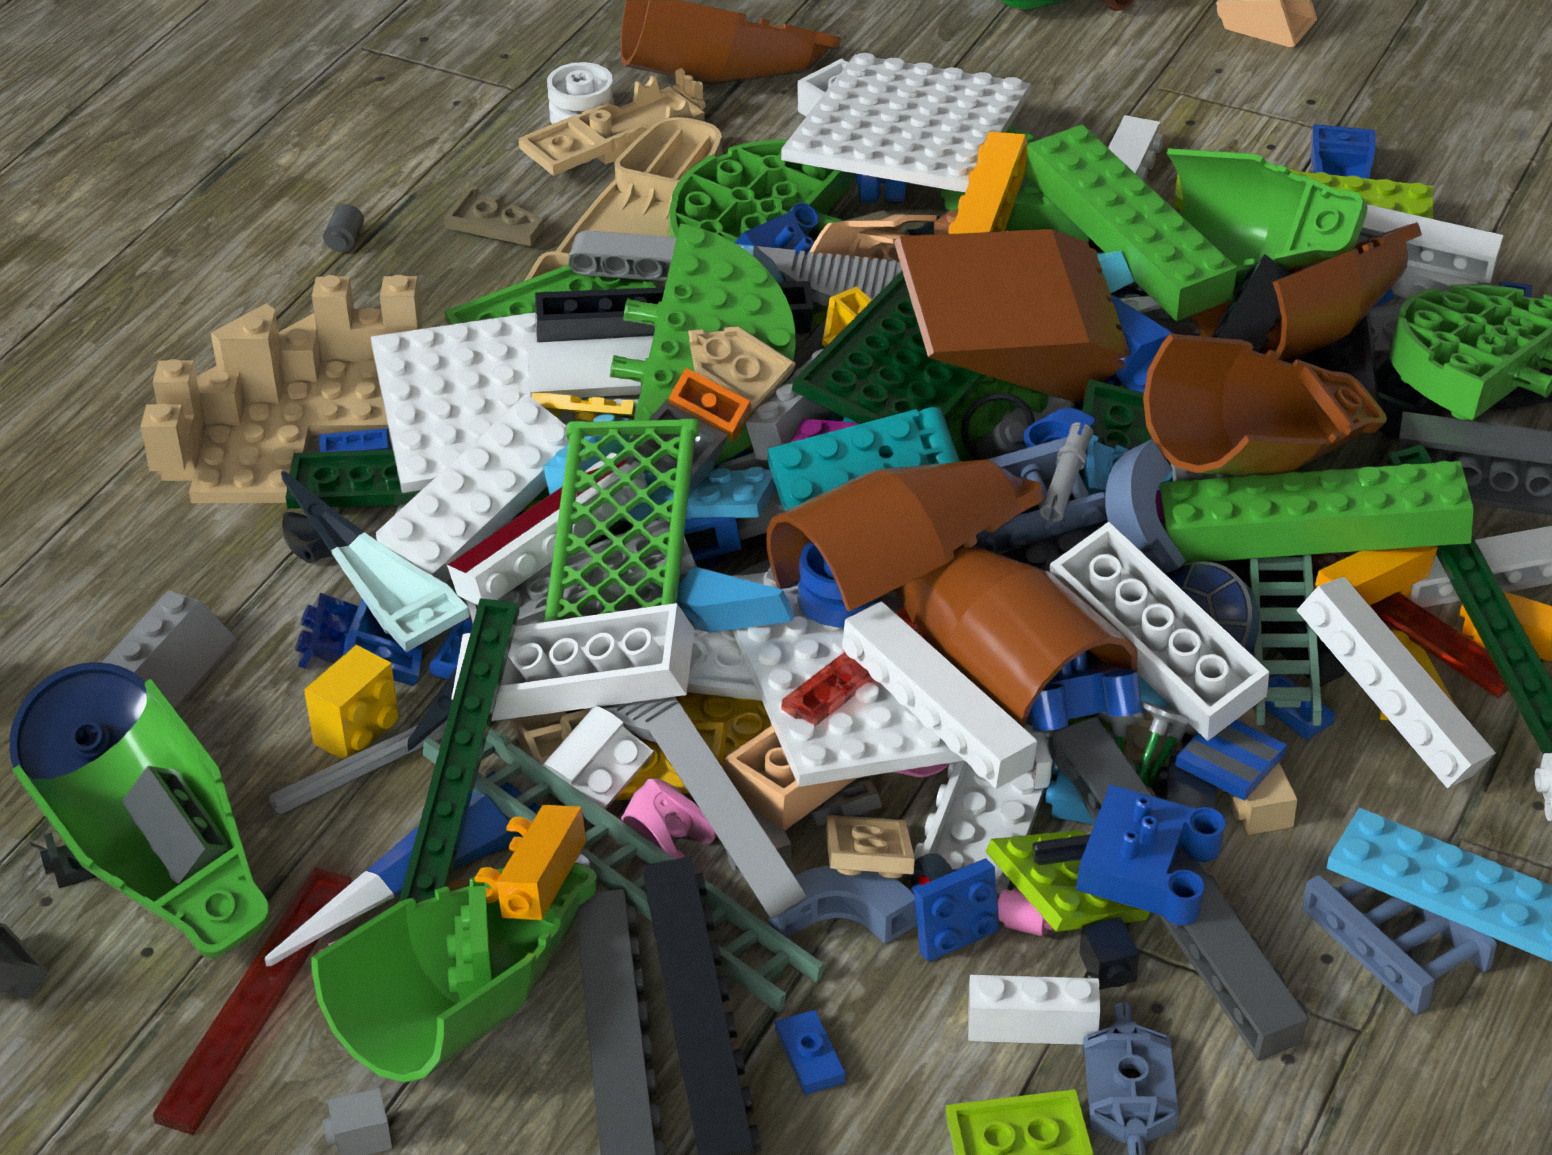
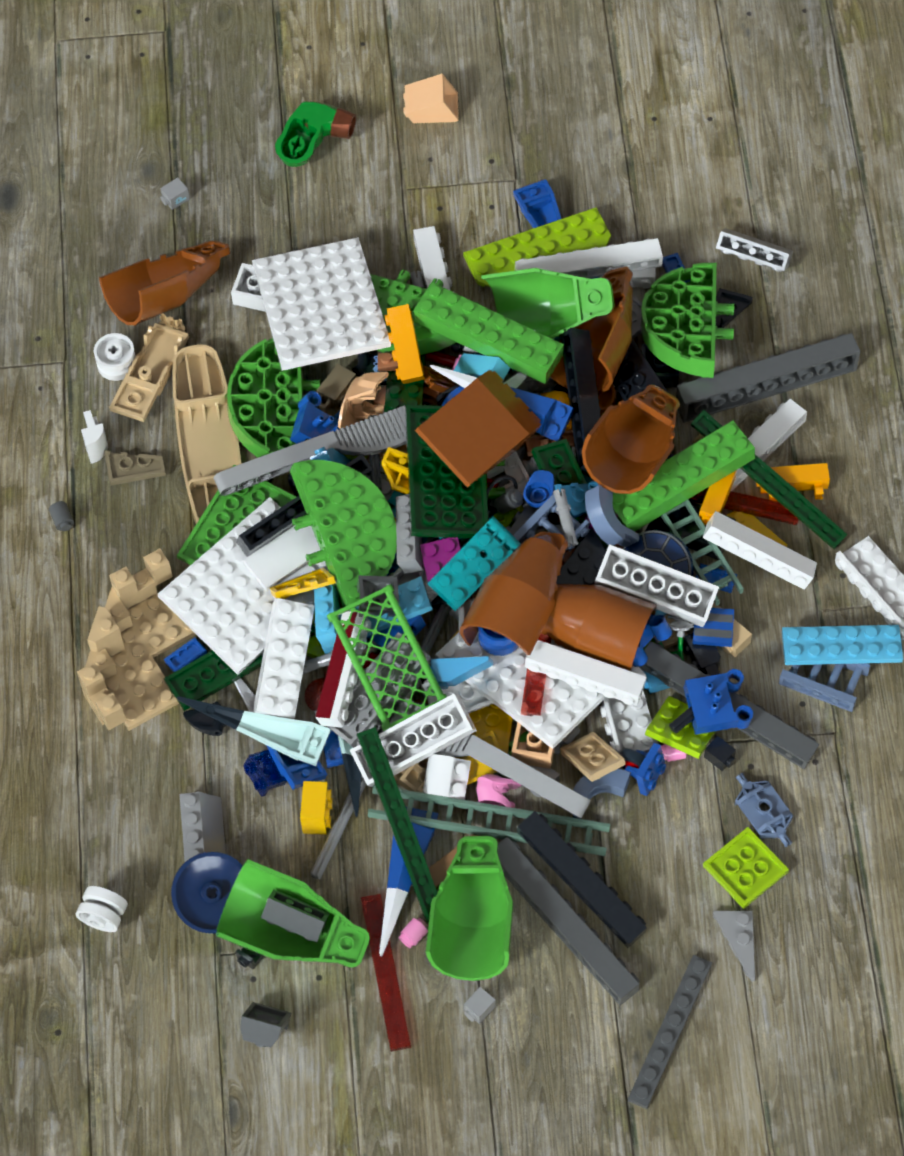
camera: 30 degrees left, 20 degrees up
(464, 159) = (94, 438): none -> white brick
(471, 946) = (474, 905): bright green plate -> none
(538, 862) = (480, 860): light orange brick -> none
(711, 403) = (380, 565): orange brick -> none
(739, 363) = (373, 532): tan tile -> none
(810, 1052) = (630, 867): blue plate -> none
(1032, 1009) = (708, 798): white brick -> none

